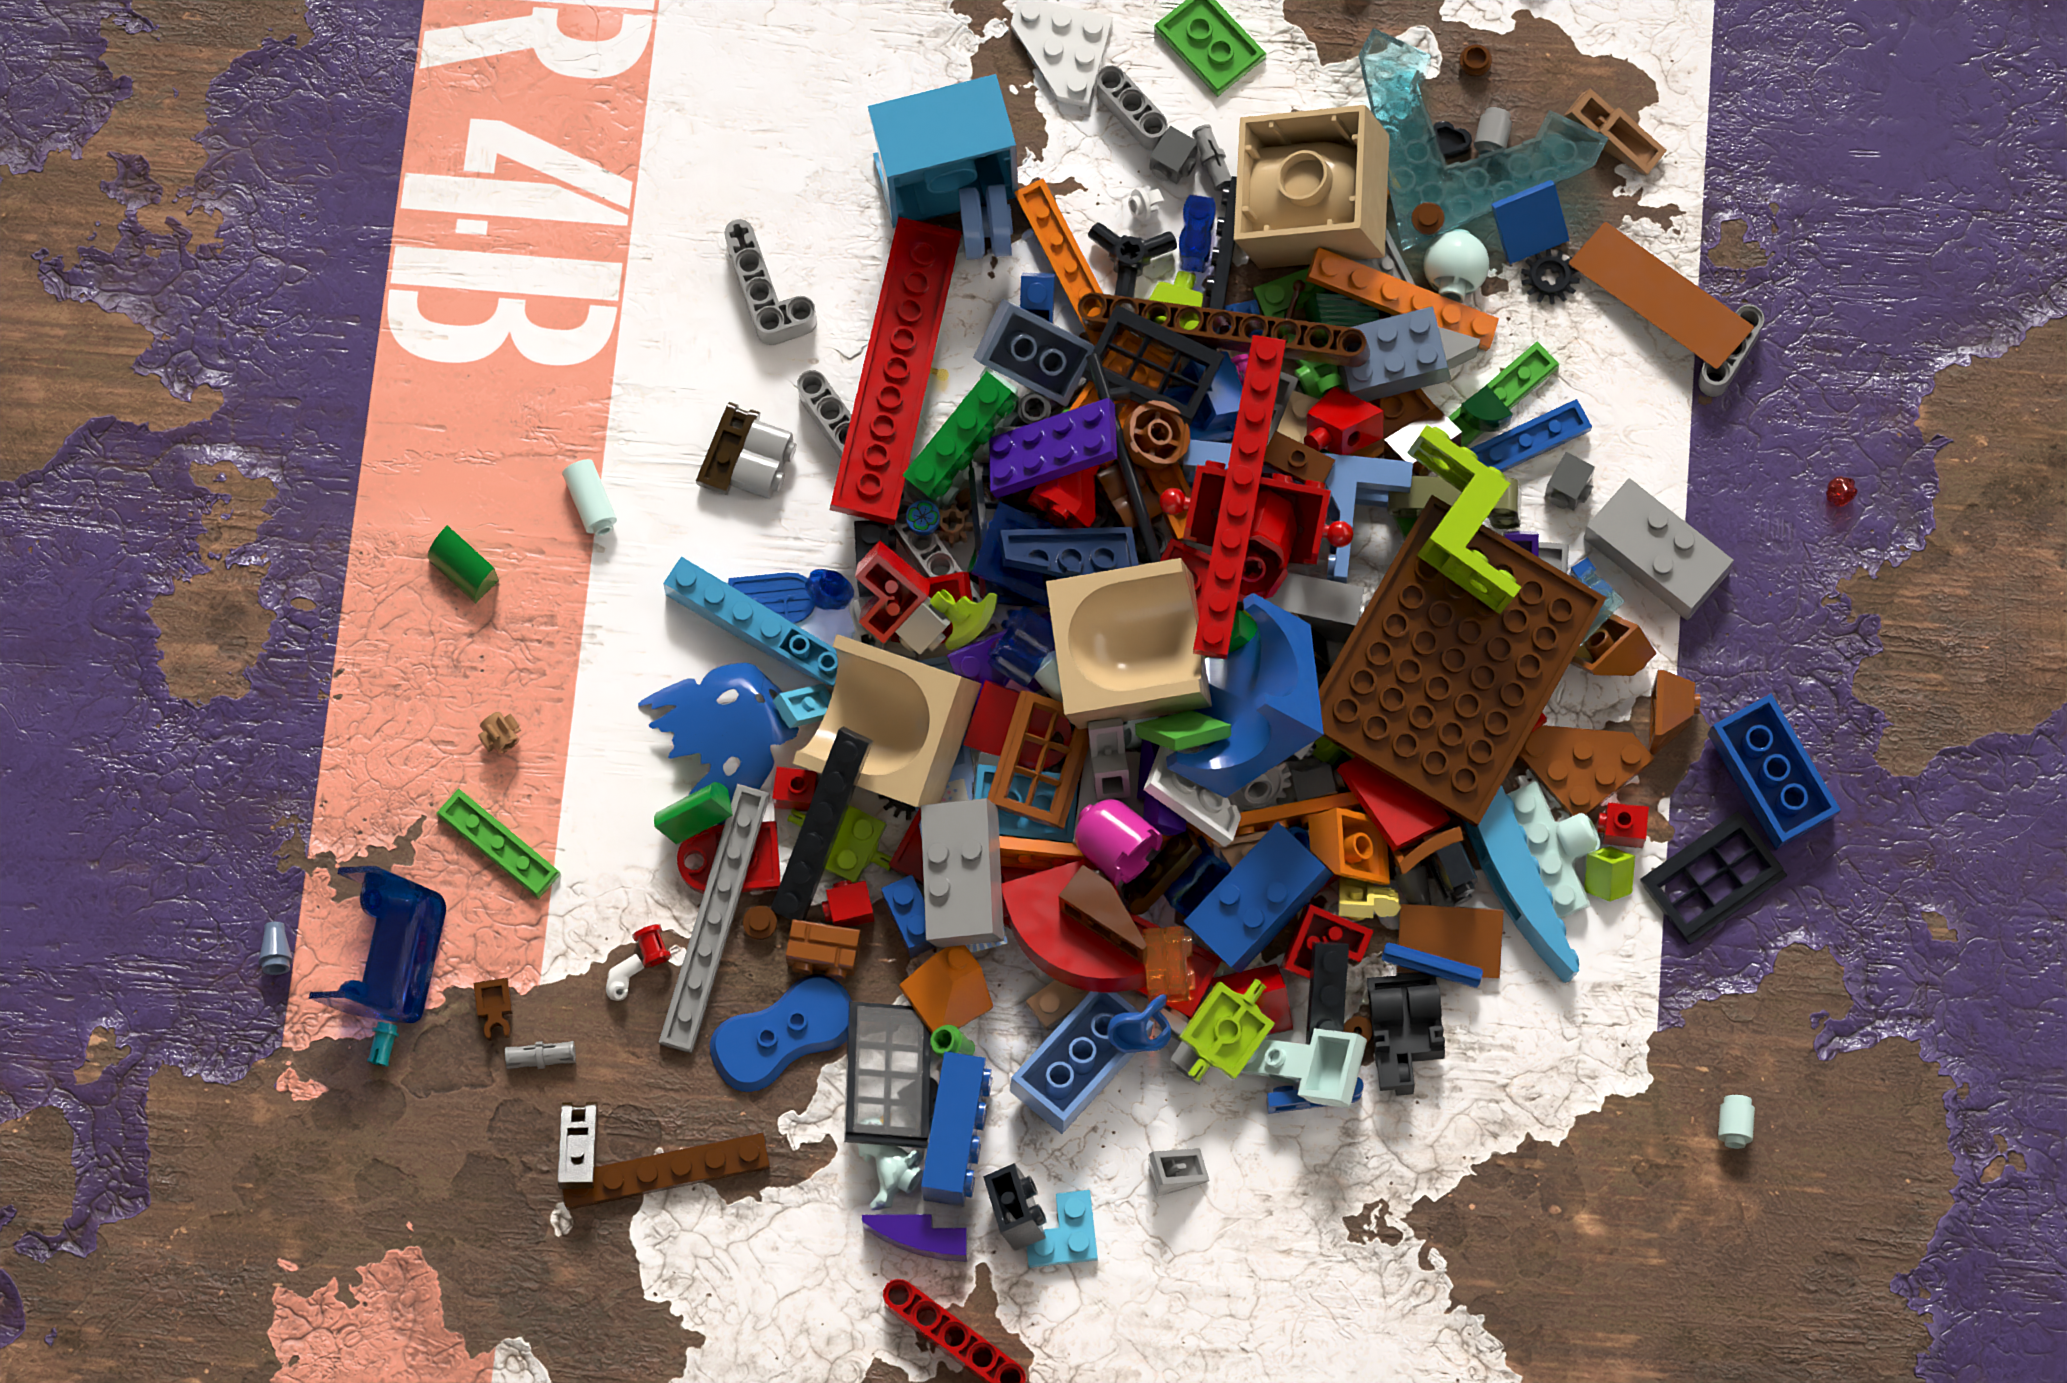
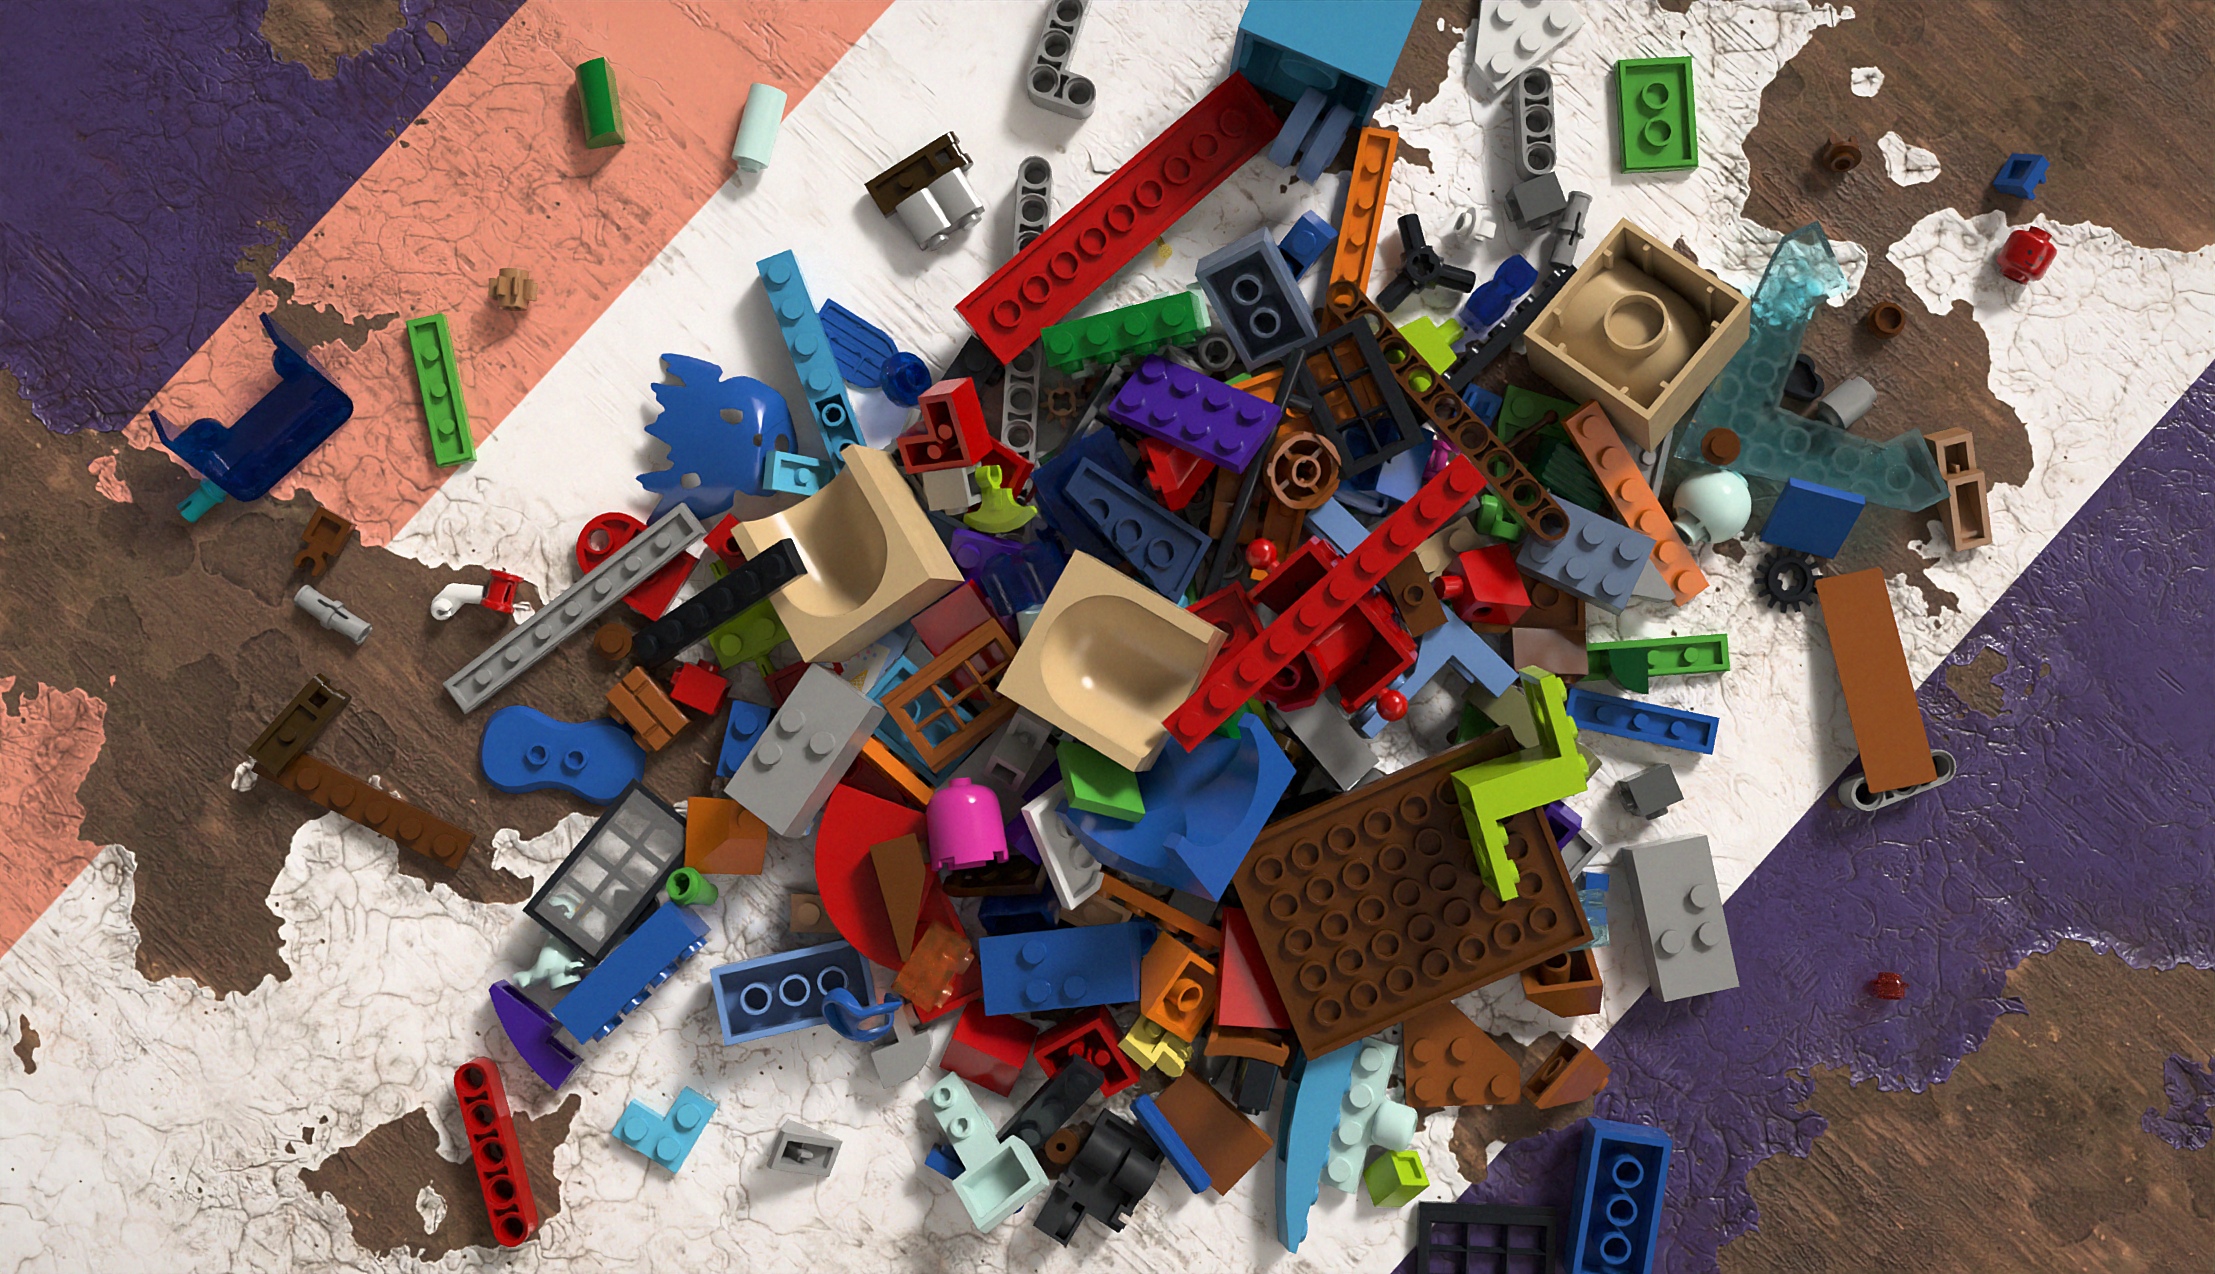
camera: 30 degrees right, 15 degrees up
(275, 950) = (173, 339): sand blue cone -> none
(694, 813) = (623, 499): green brick -> none
(923, 518) = (1035, 380): tile -> none
(1014, 1206) = (631, 1081): black brick -> none
(1226, 1030) = (935, 1071): lime plate -> none
(1623, 825) = (1443, 1145): red brick -> none

